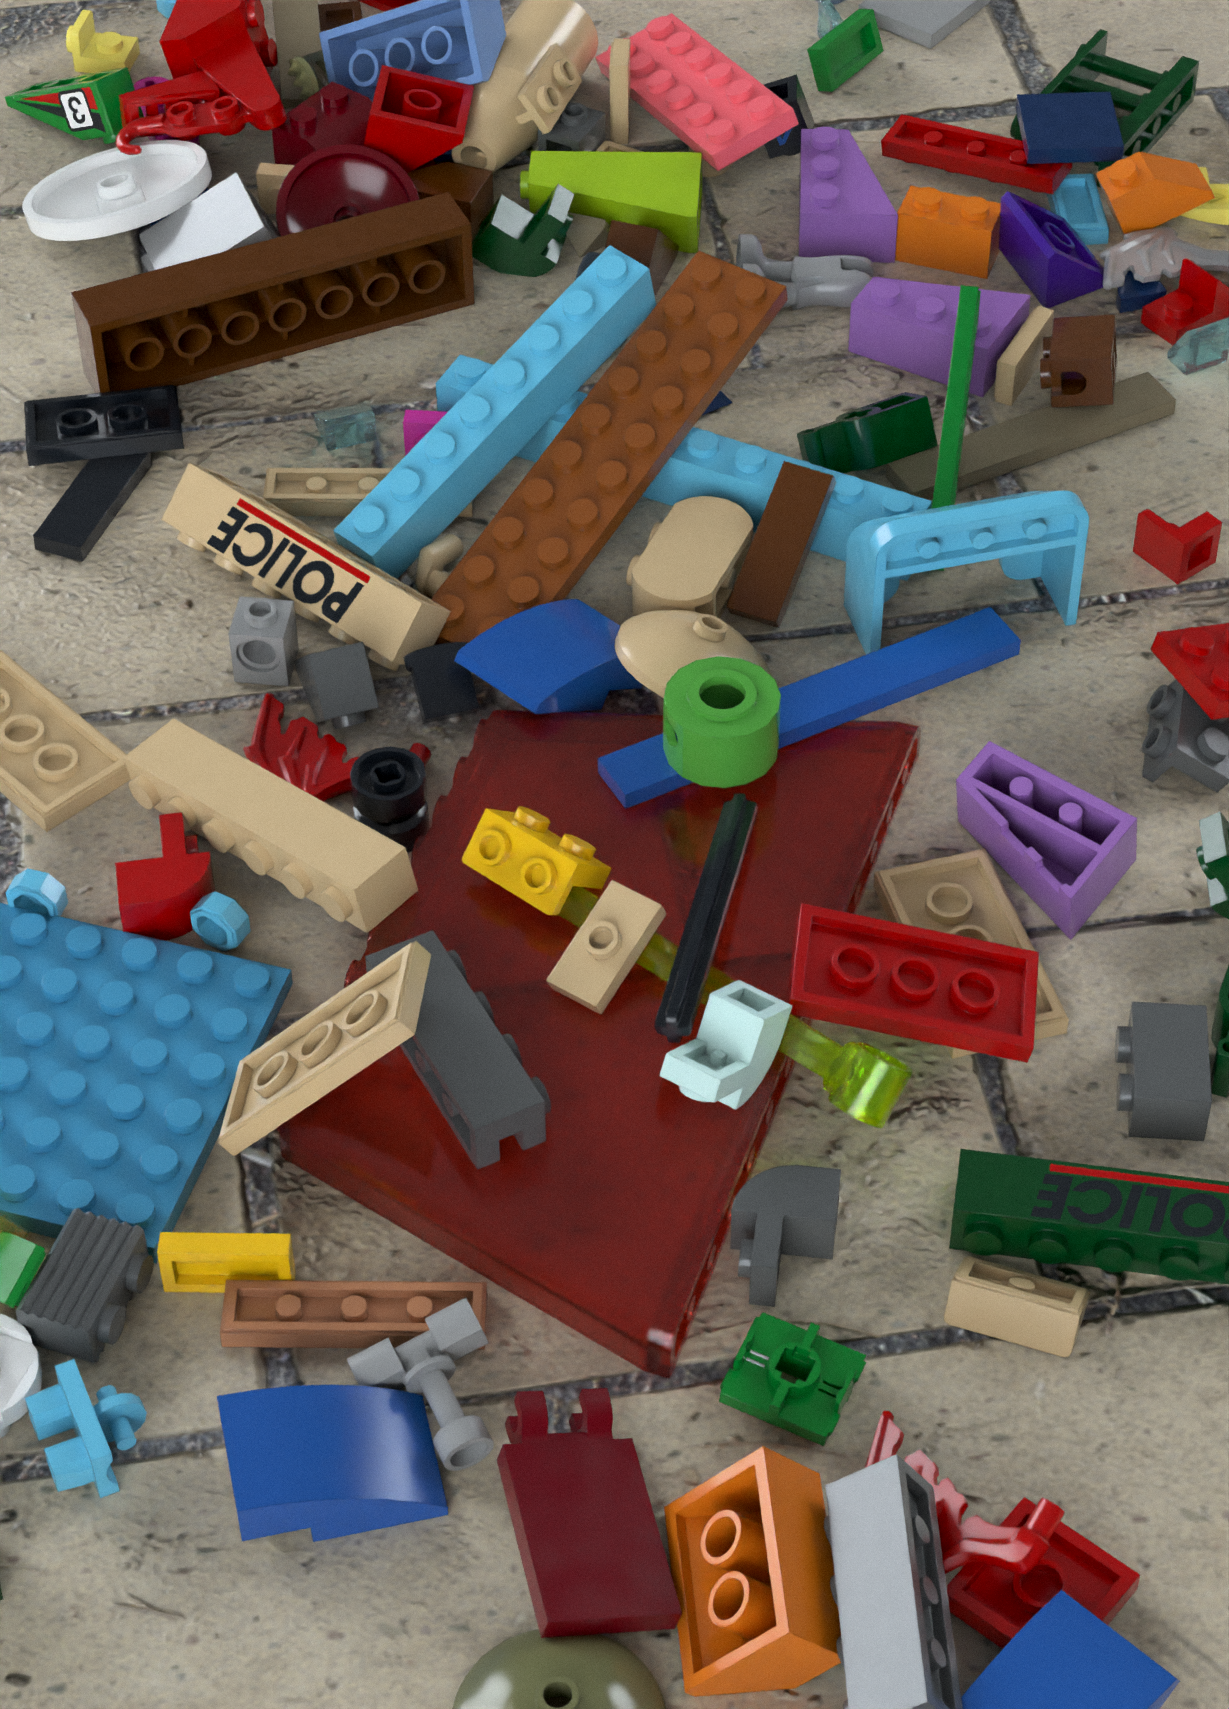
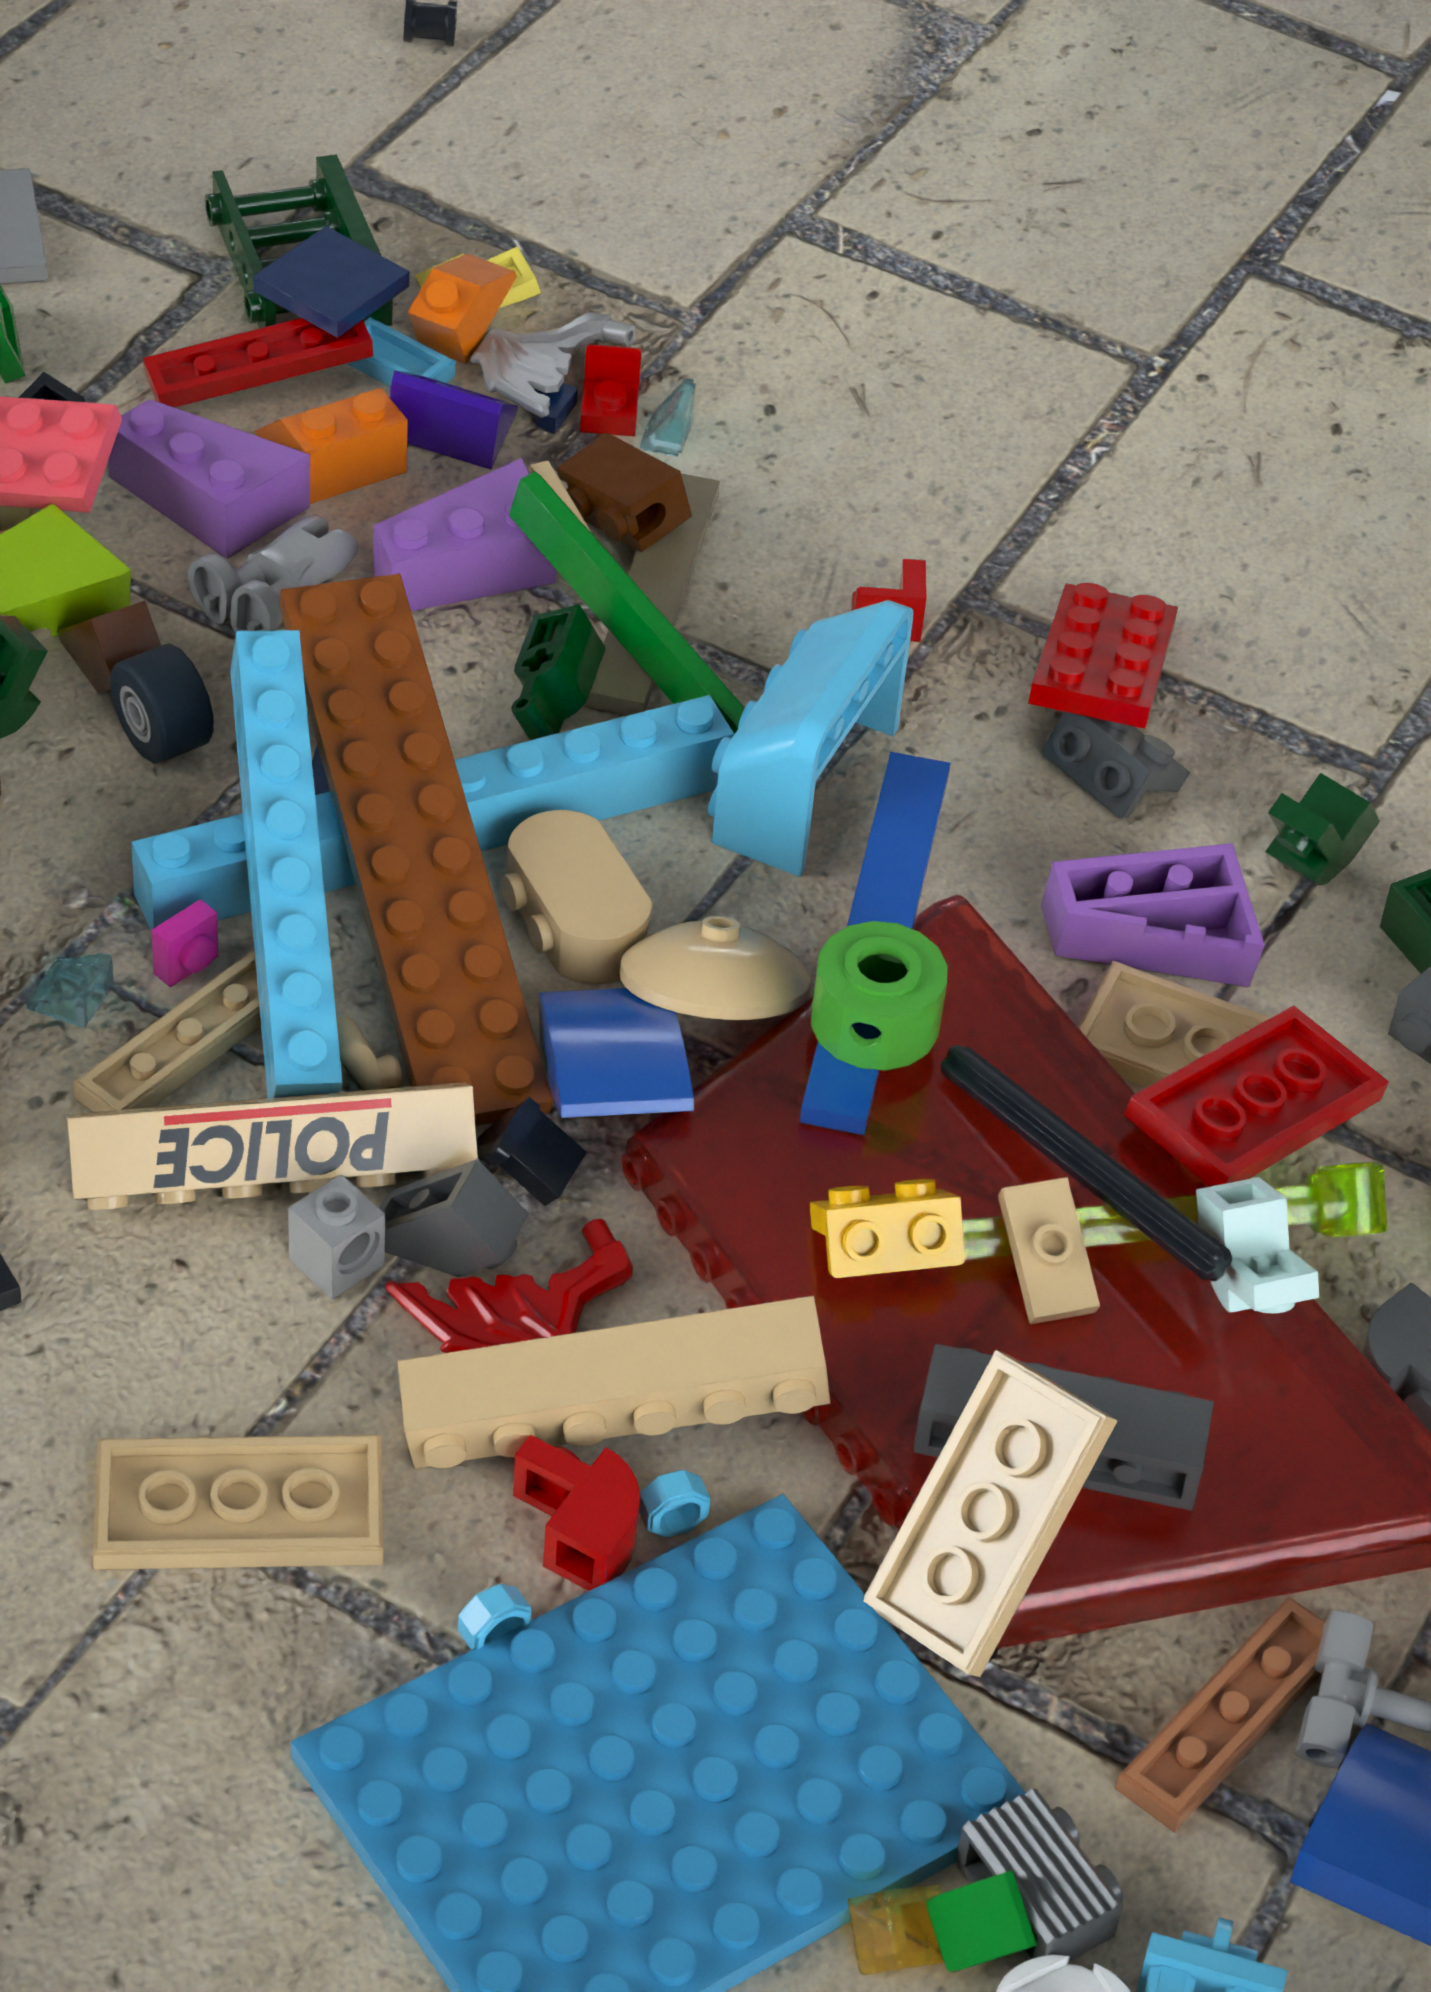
camera: 55 degrees left, 0 degrees up
(208, 1259) = (1097, 1767): yellow tile -> none
(391, 794) = (661, 1273): black wheel -> none
(781, 544) = (639, 815): reddish brown tile -> none

